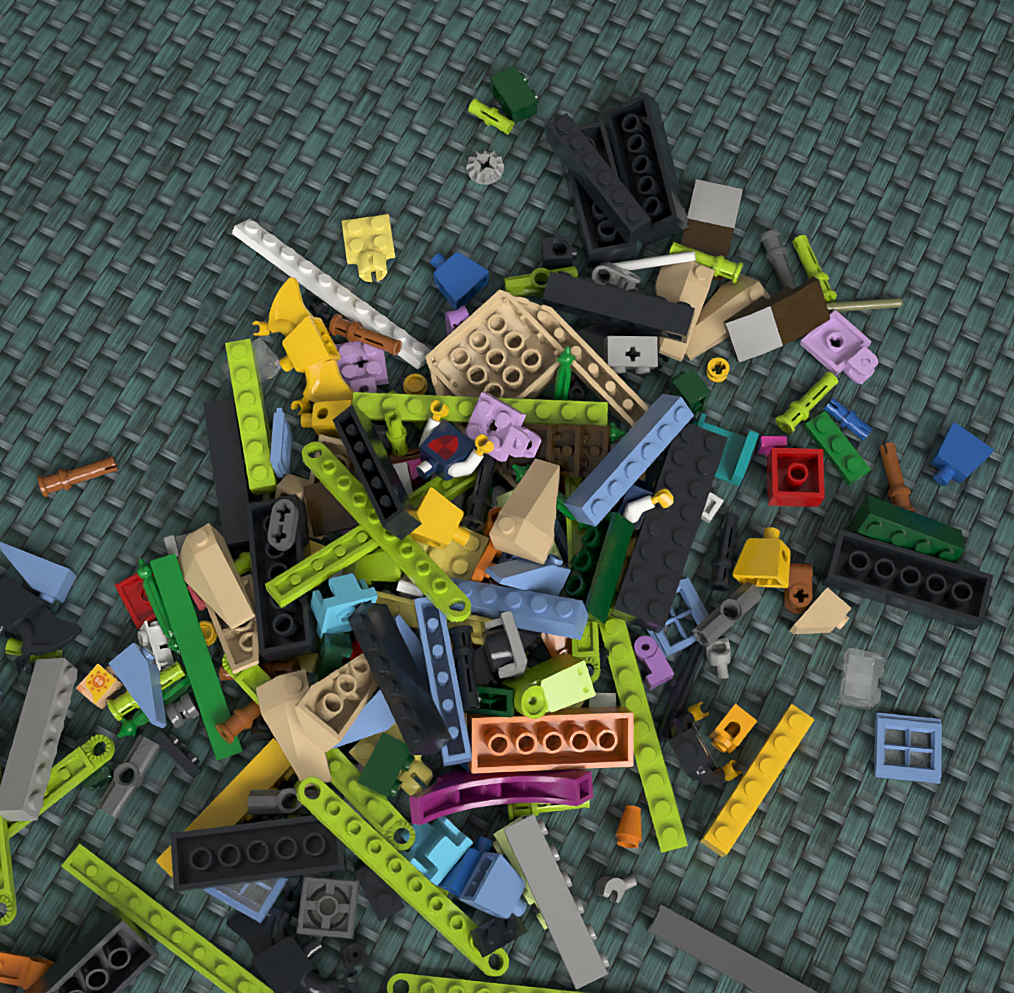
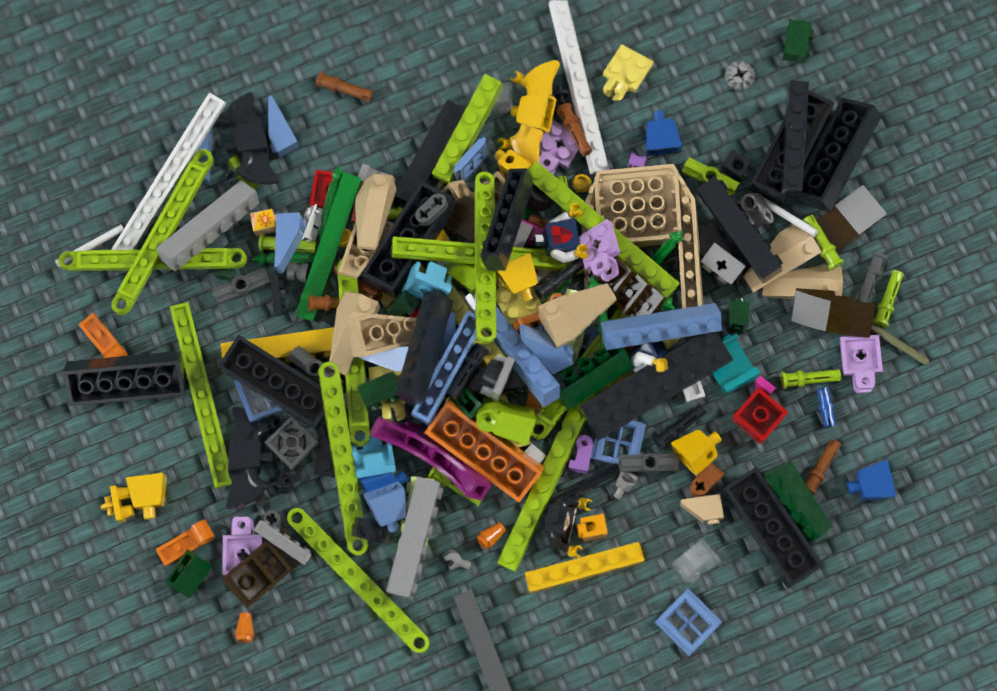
camera: 45 degrees right, 5 degrees up
(396, 433) = (542, 204): lime pin -> none
(503, 123) = (771, 44): lime pin -> none
(717, 362) = (773, 321): yellow bush -> none
(837, 448) = (804, 419): green plate -> none

